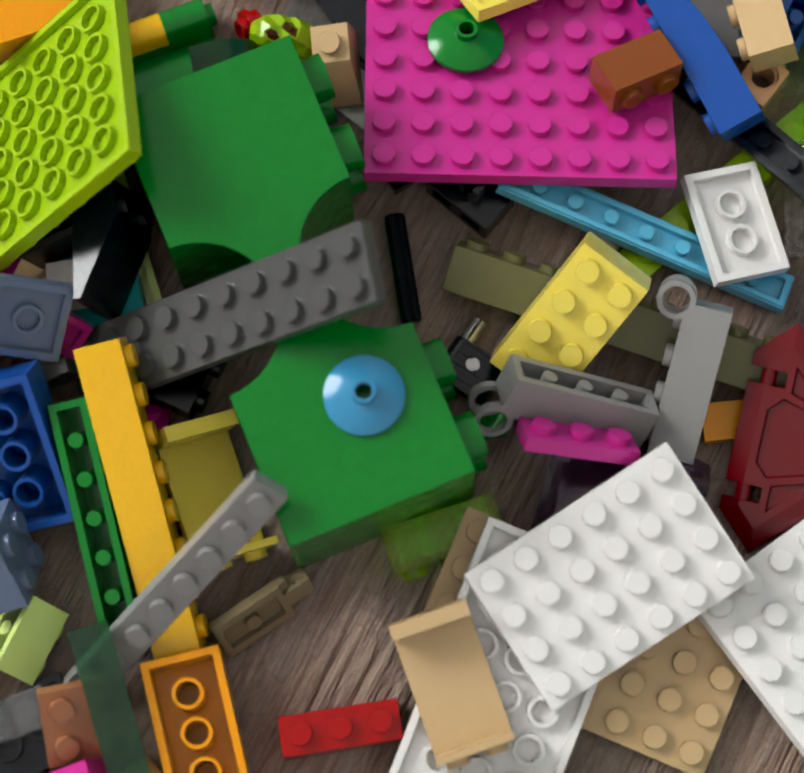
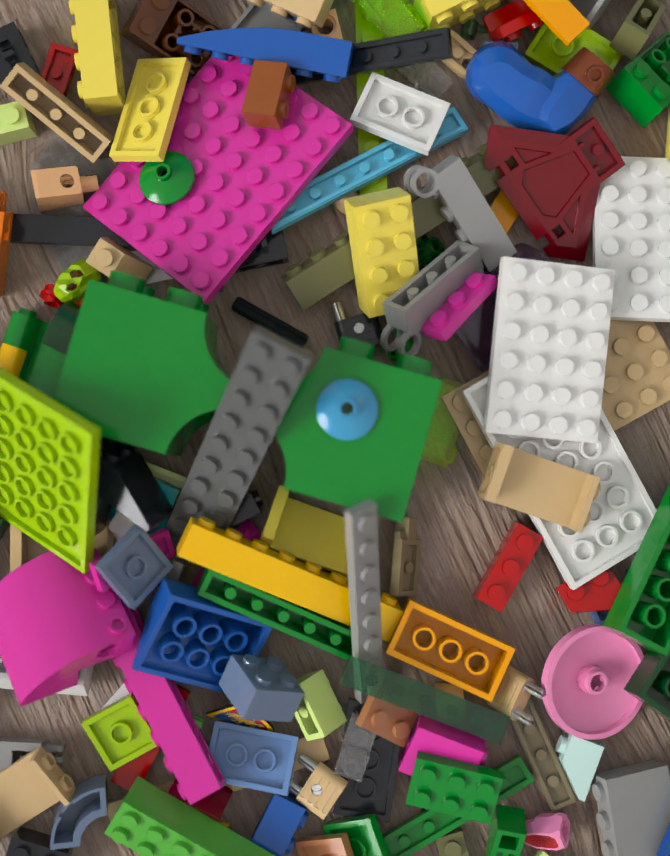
camera: 55 degrees left, 10 degrees up
(615, 366) = (428, 250): none -> dark green gear

